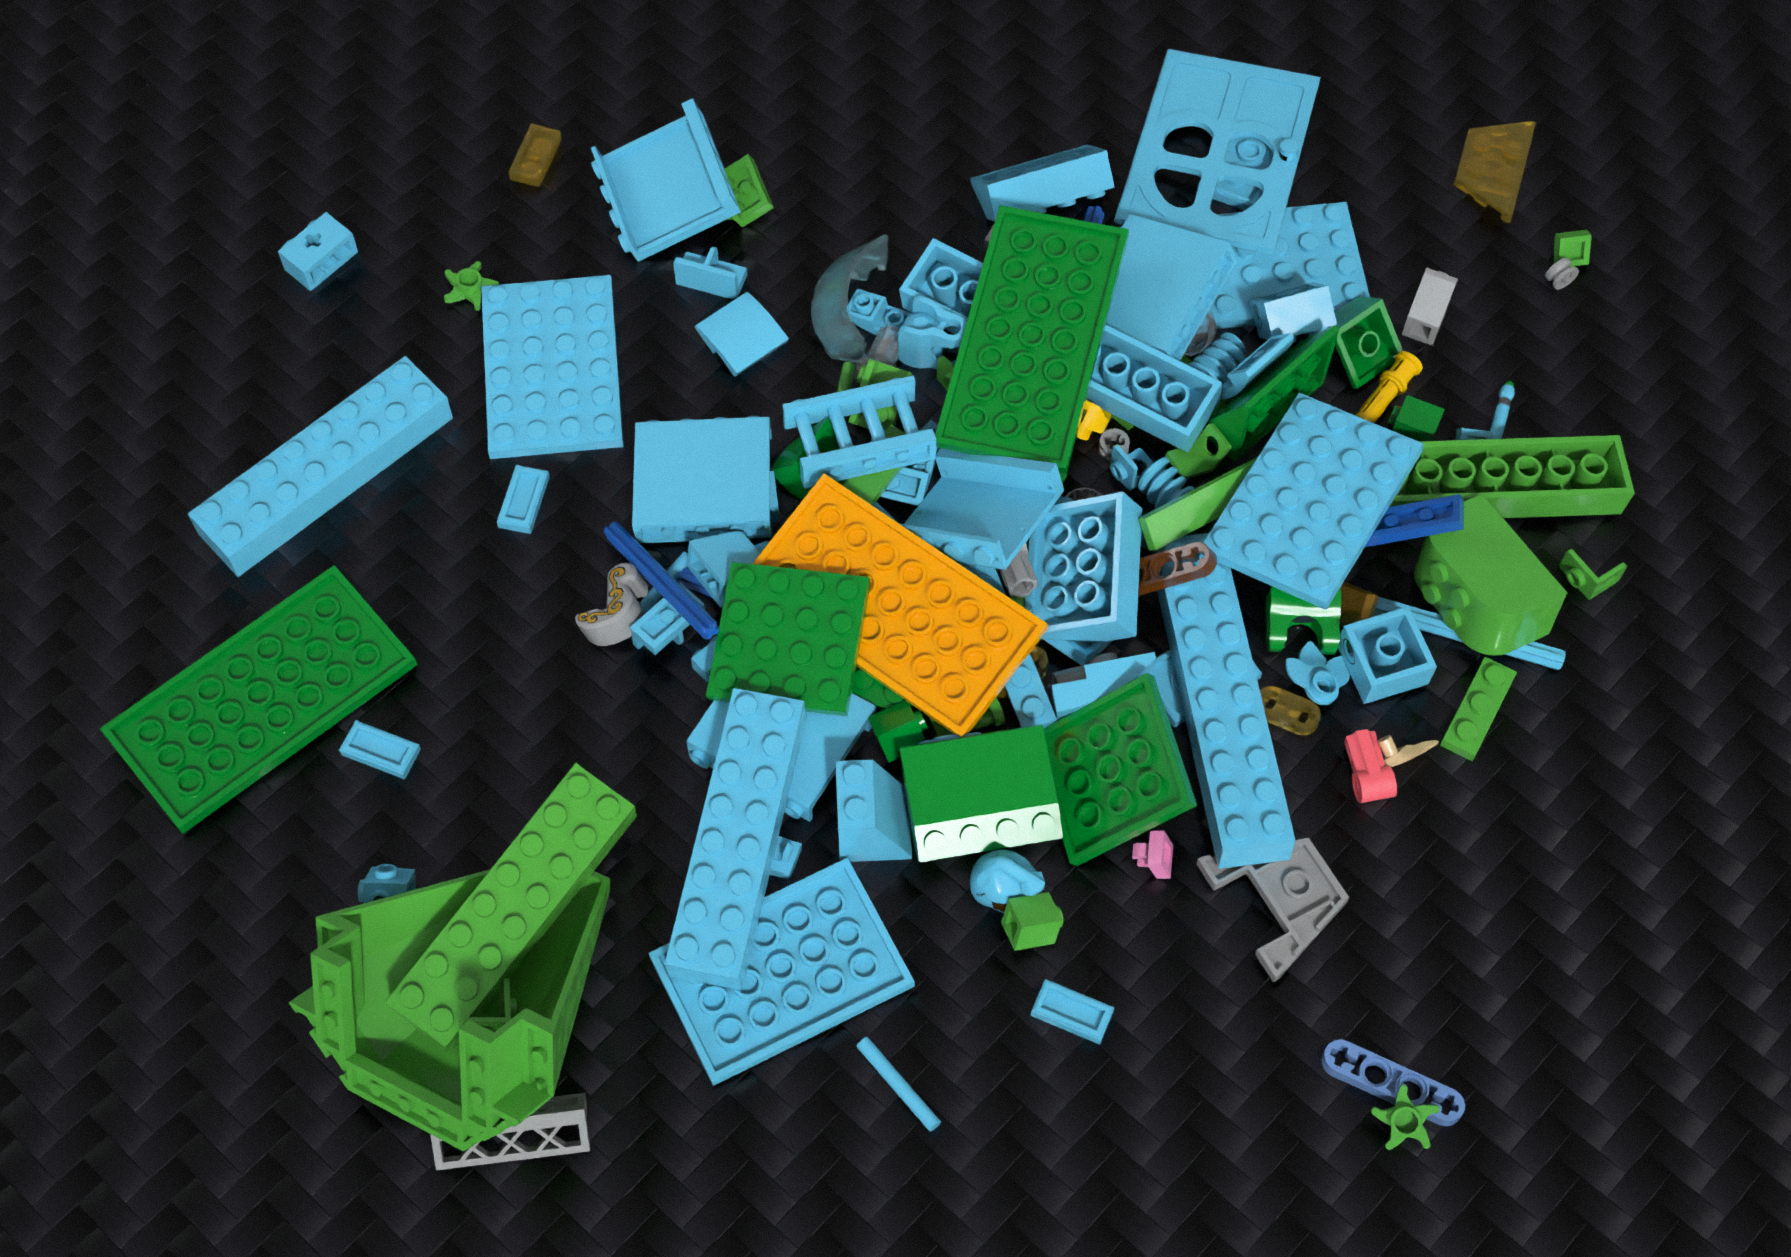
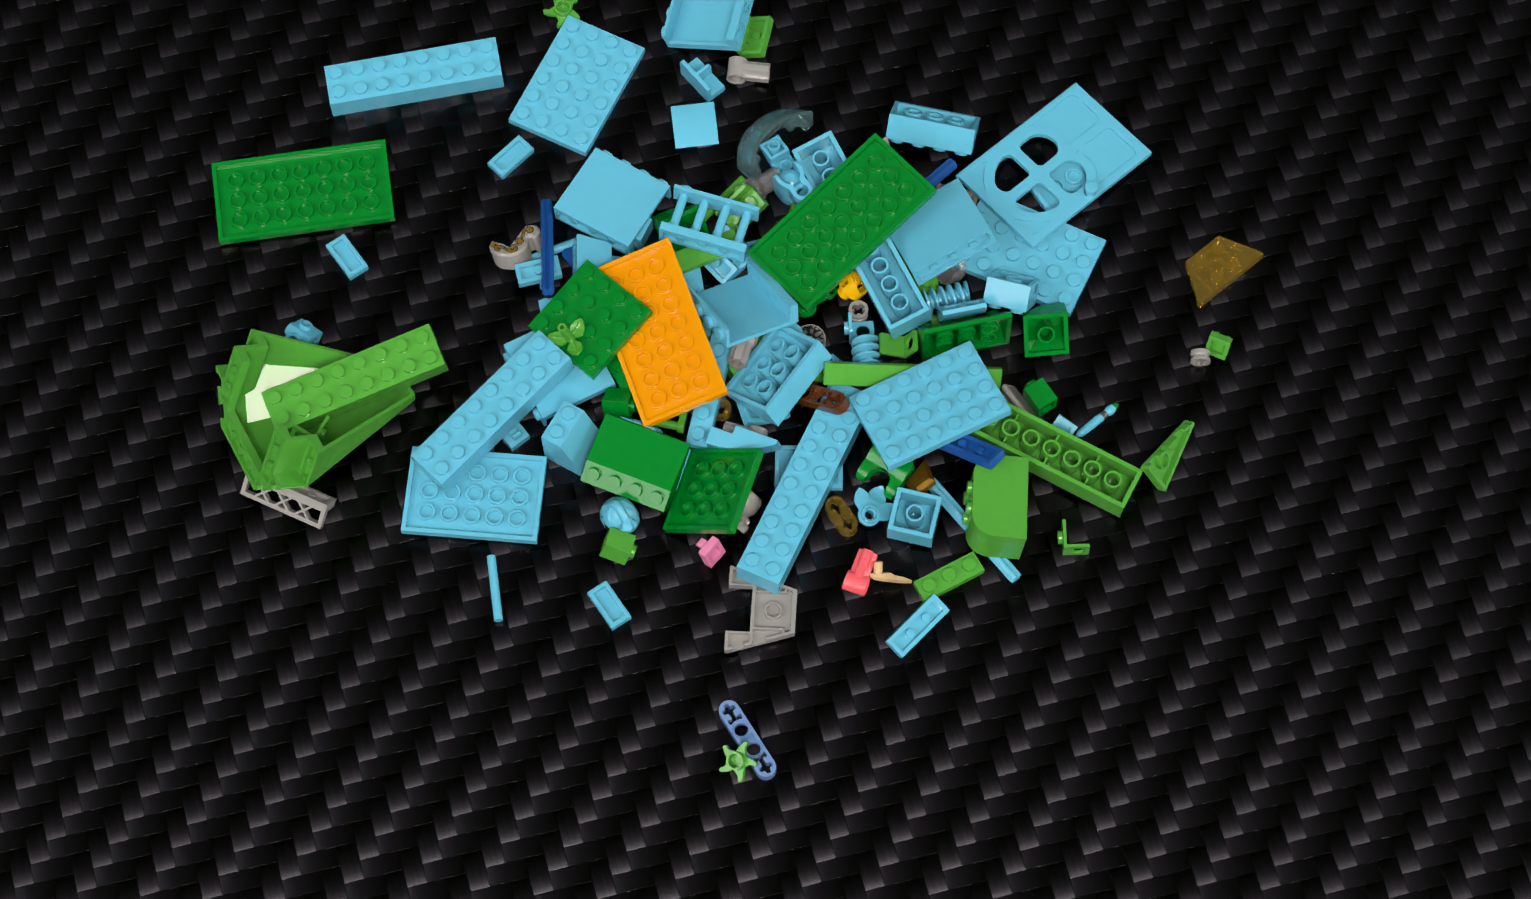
camera: 35 degrees right, 5 degrees up
(756, 238) = (742, 70): none -> light grey piece
(781, 663) = (566, 336): none -> bright green plant
(1391, 384) = (1045, 366): yellow pin -> none
(1429, 306) = (1098, 332): light grey slope -> none
(1492, 793) = (917, 625): none -> medium azure plate
(1621, 407) = (1163, 461): none -> bright green wing

